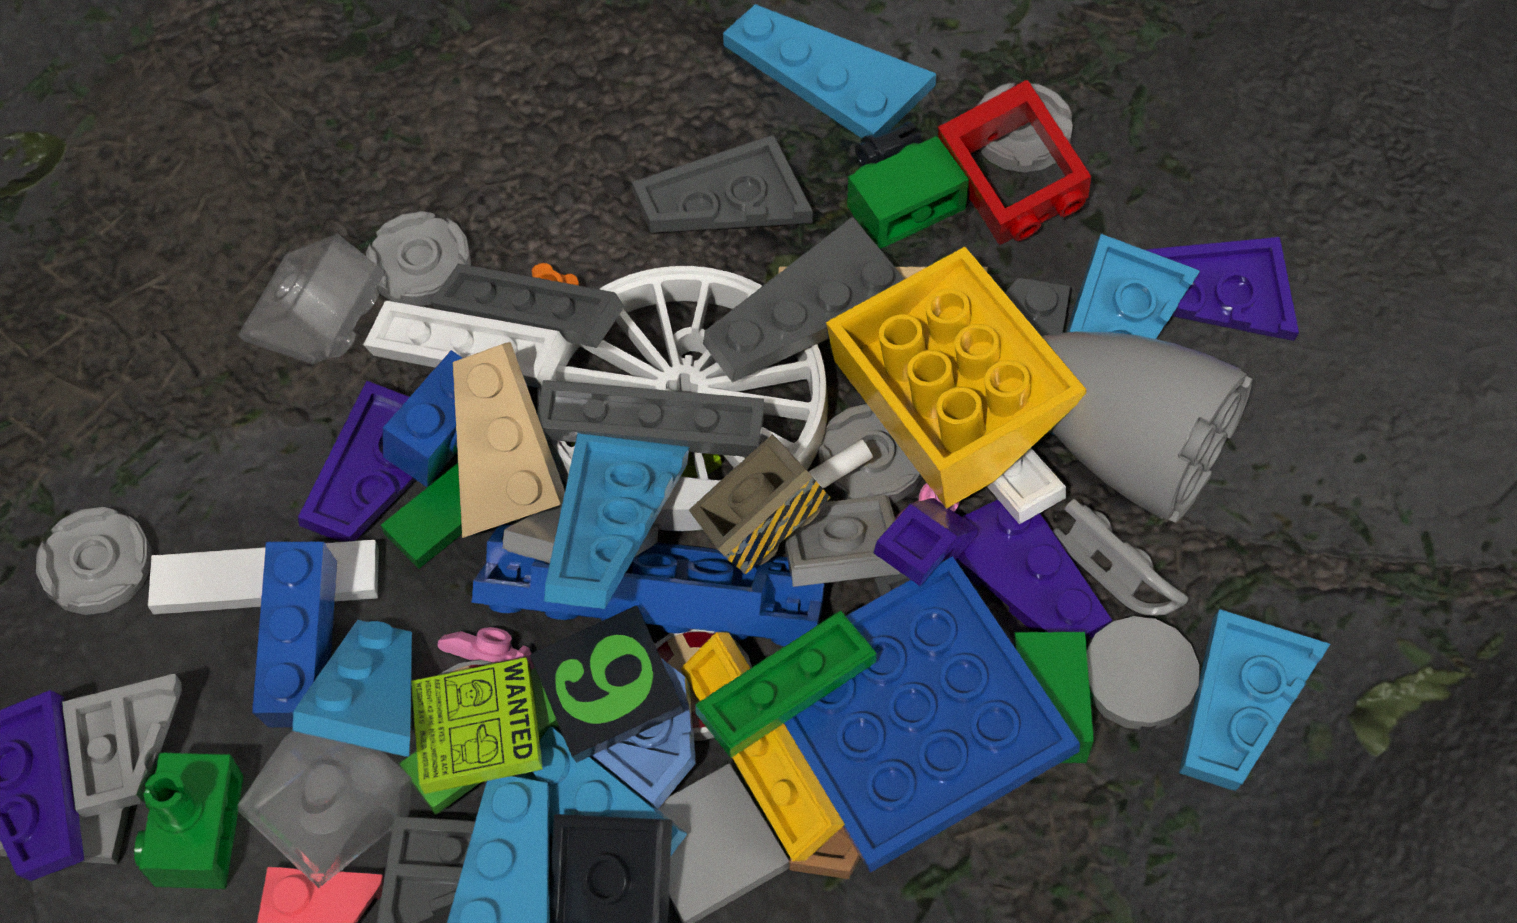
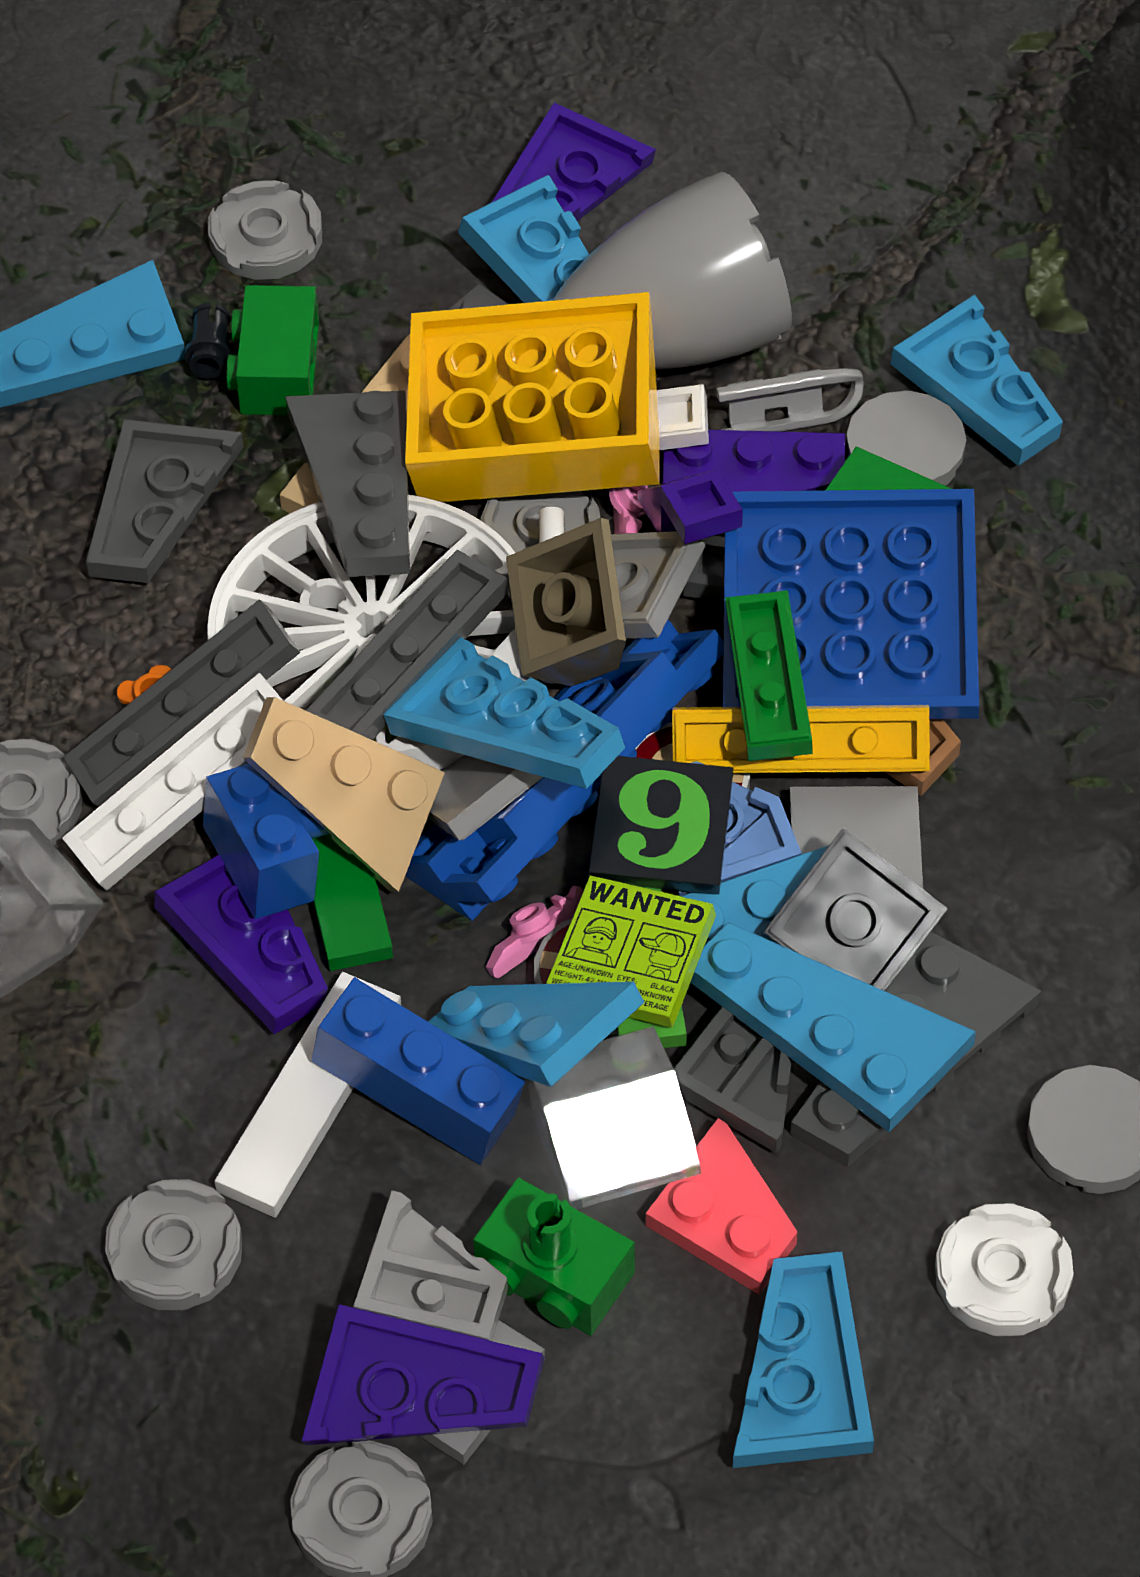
camera: 60 degrees left, 5 degrees down
(995, 119) = (331, 202): red window -> none

